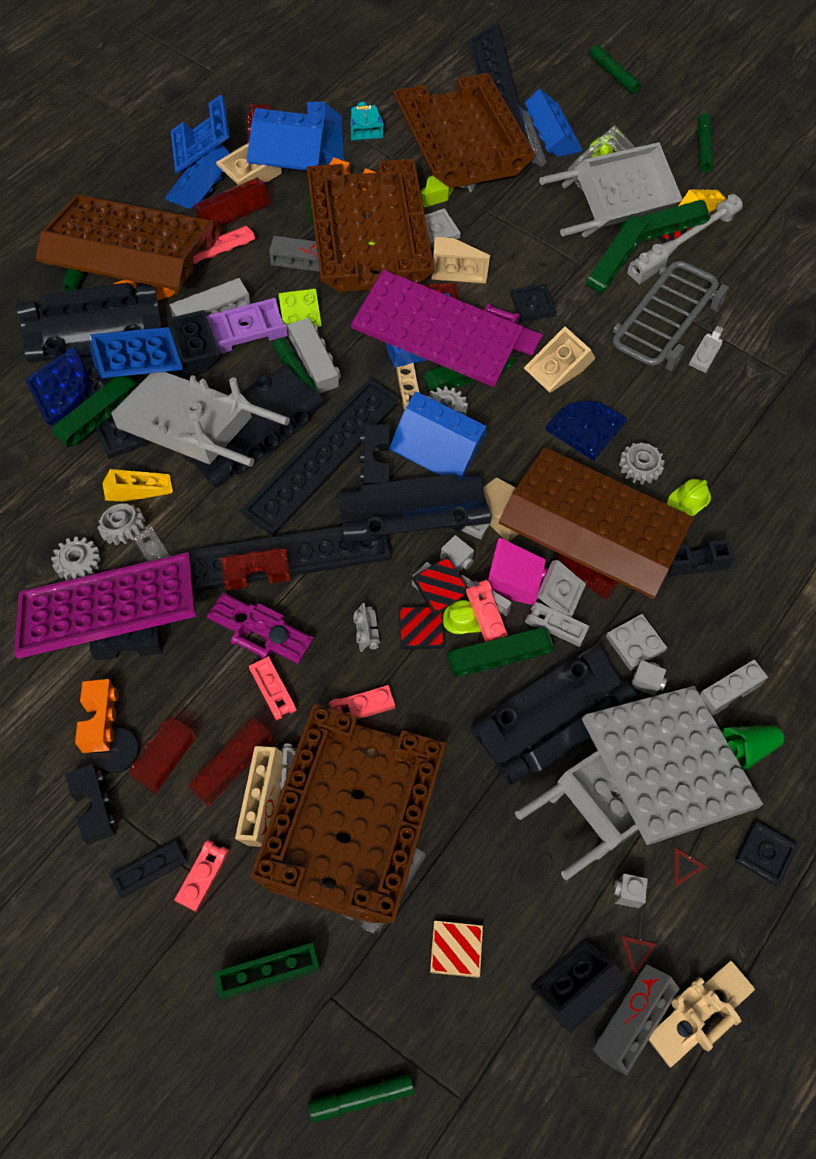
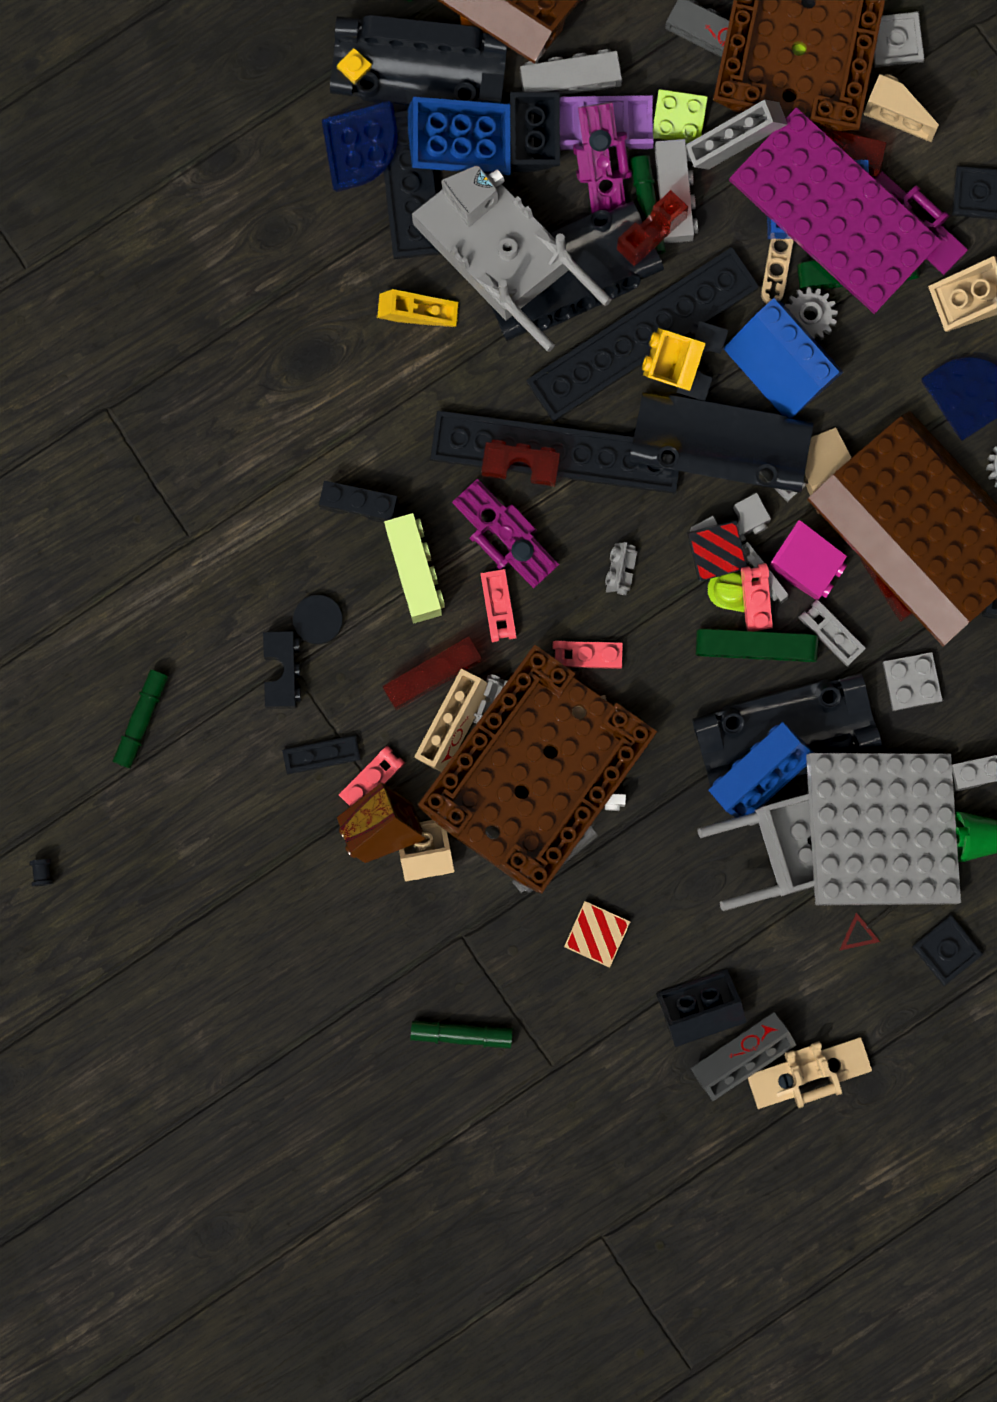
camera: 25 degrees right, 20 degrees up
(40, 333) = (354, 66): none -> yellow plate
(65, 559) = (321, 372): light grey gear -> none
(94, 411) = (391, 199): dark green beam -> none
(97, 732) = (304, 598): orange arch -> none
(104, 605) = (348, 456): magenta plate -> none
(121, 523) = (392, 365): light grey gear -> none
(152, 549) = (416, 401): clear plate -> none
(154, 383) = (472, 192): none -> light grey torso
(162, 755) = (364, 641): clear red brick -> none
(189, 677) = (413, 569): none -> yellowish green brick
(219, 913) = (379, 824): none -> reddish brown slope
(244, 343) = (593, 157): none -> magenta piece
(266, 972) = (408, 894): dark green brick -> none
(270, 924) = (429, 856): none -> tan slope
(297, 382) = (643, 238): none -> clear red arch
(345, 299) = (736, 134): none -> light grey brick
(353, 457) = (673, 359): none -> yellow piece
(420, 628) = (679, 588): tile -> none
(431, 819) = (615, 802): none -> white plate
(549, 746) = (761, 772): none -> blue slope
(561, 589) = (851, 596): light grey plate -> none
(630, 890) = (788, 939): light grey brick -> none
(636, 949) = (774, 995): clear smoke piece -> none
(649, 678) = (906, 728): light grey brick -> none

